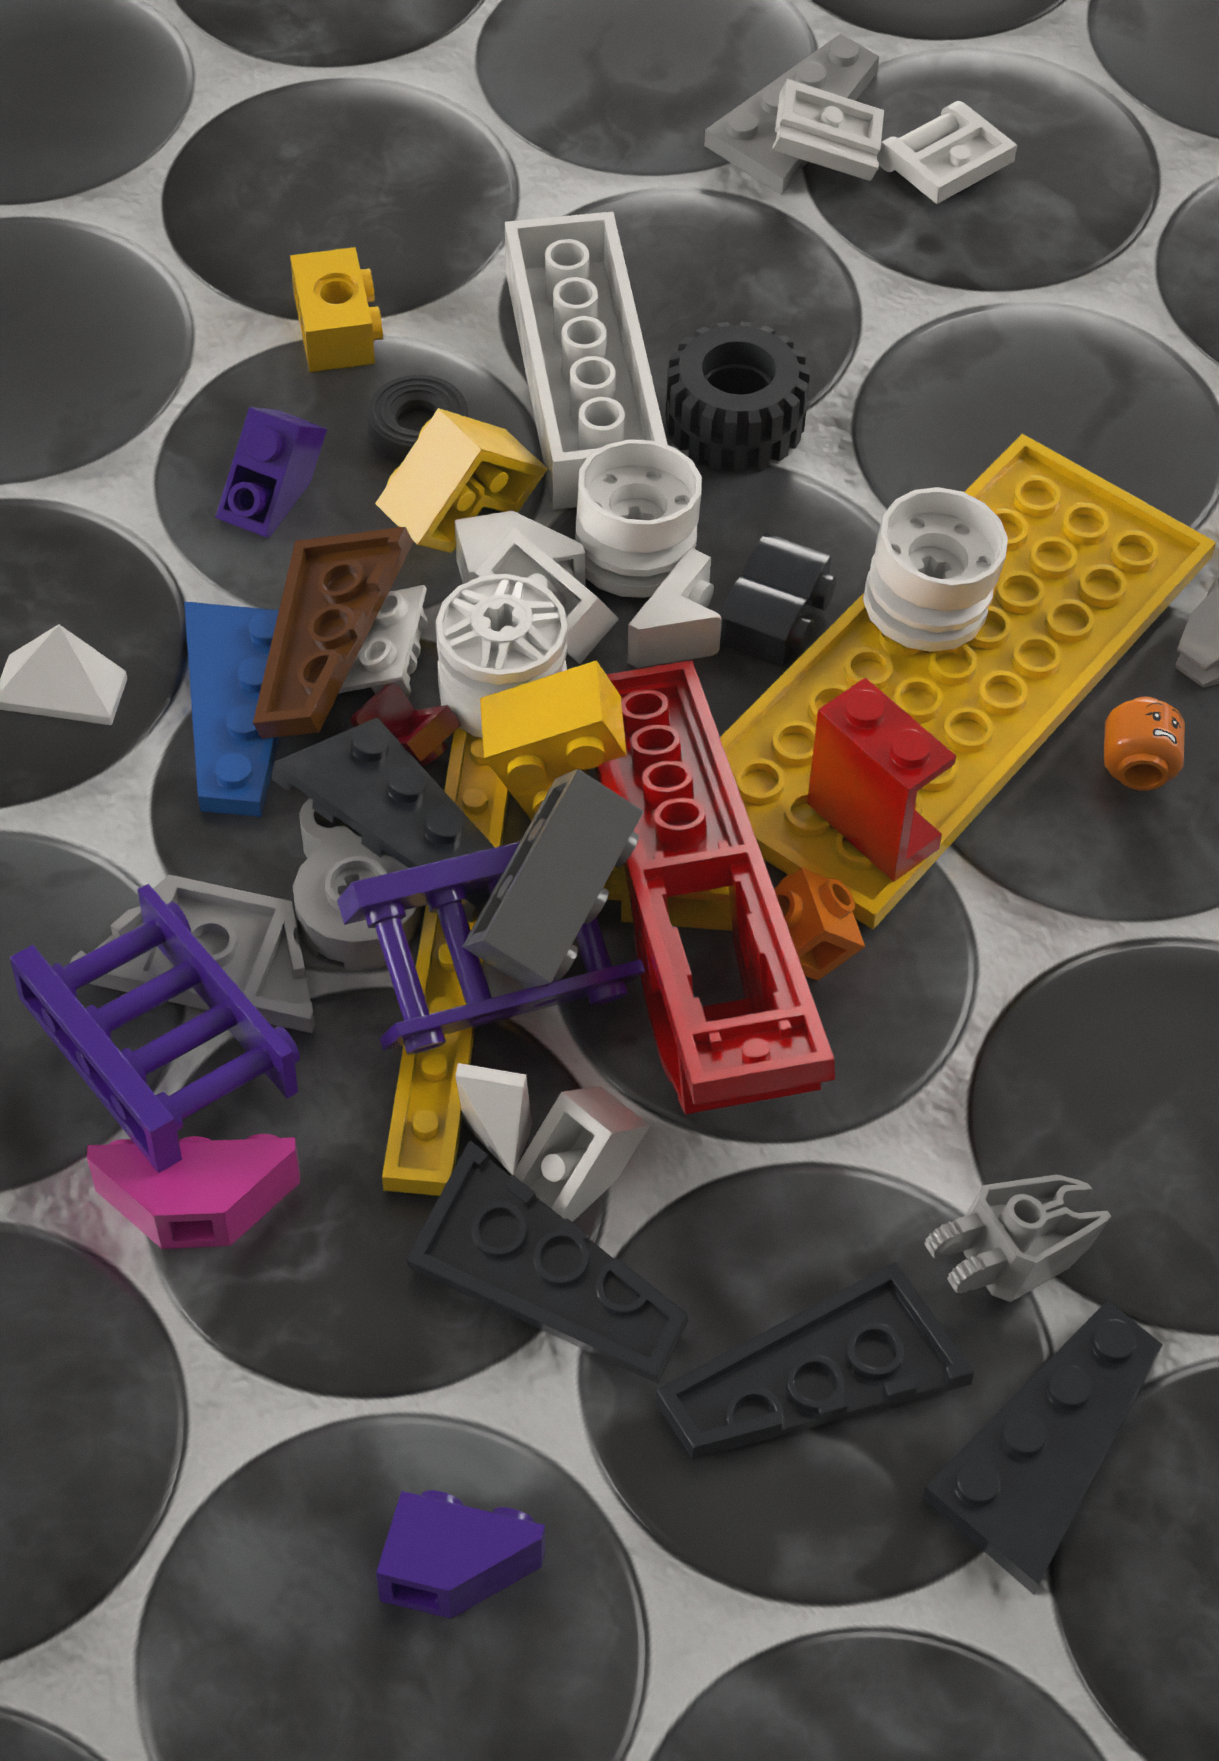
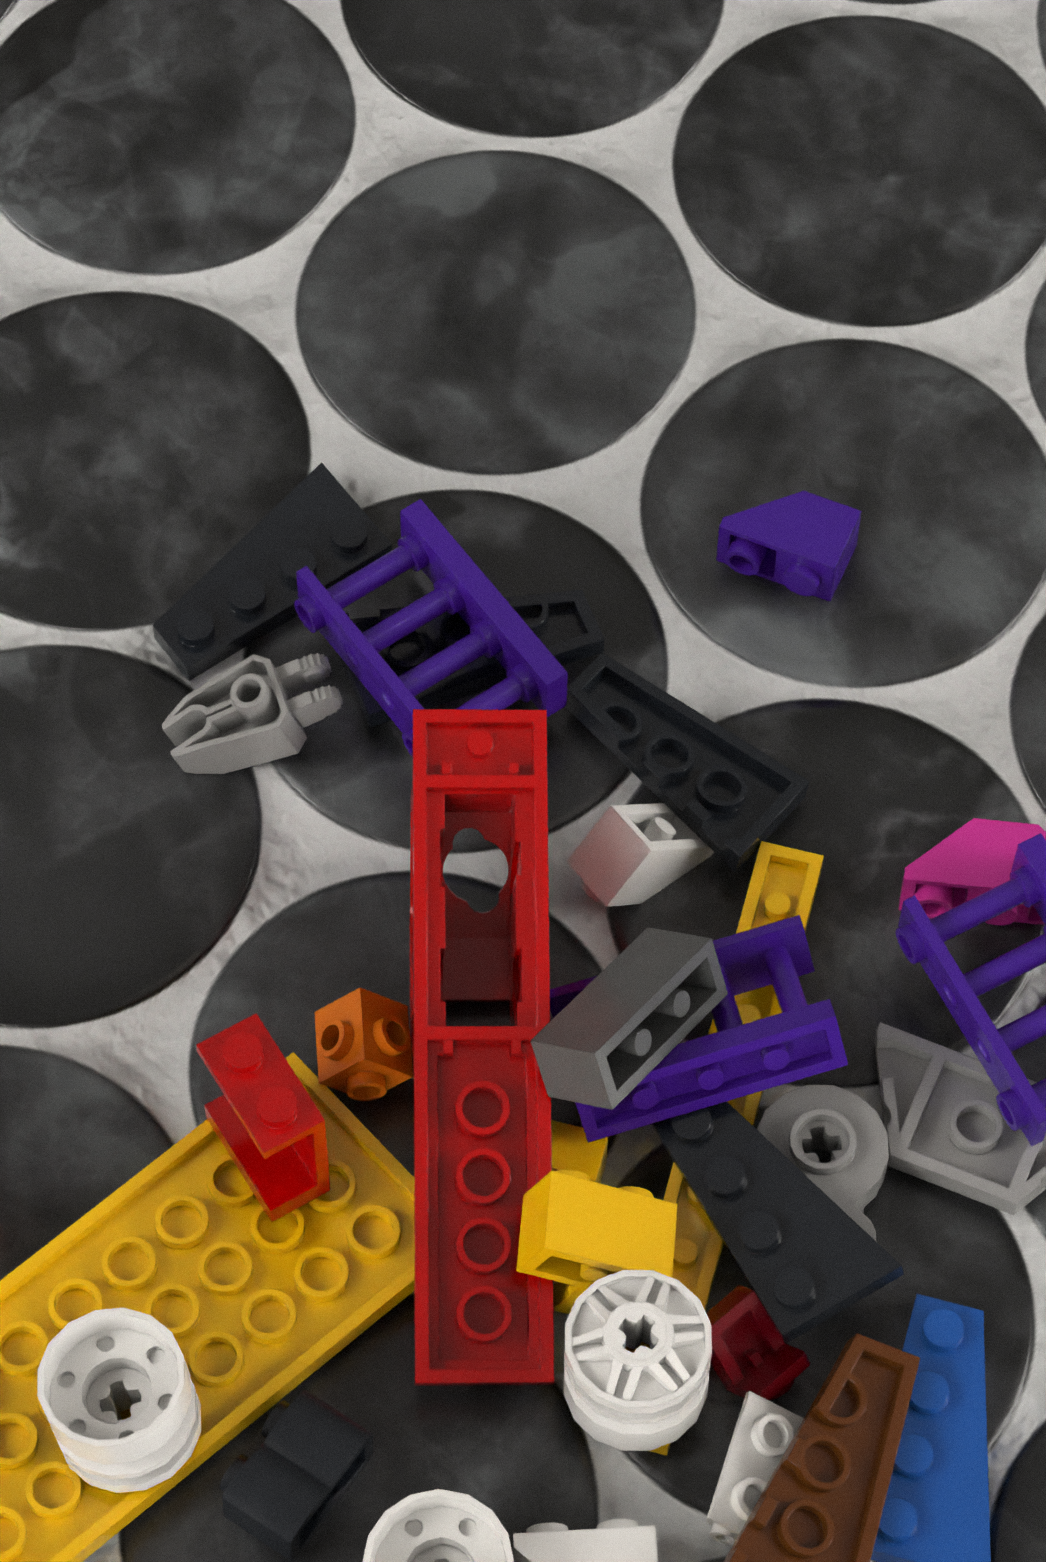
camera: 170 degrees left, 5 degrees up
(496, 1110) = (711, 884): white slope -> none
(585, 613) = (563, 1473): white slope -> none
(676, 617) = (426, 1450): white slope -> none
(832, 1388) = (457, 589): none -> dark purple fence

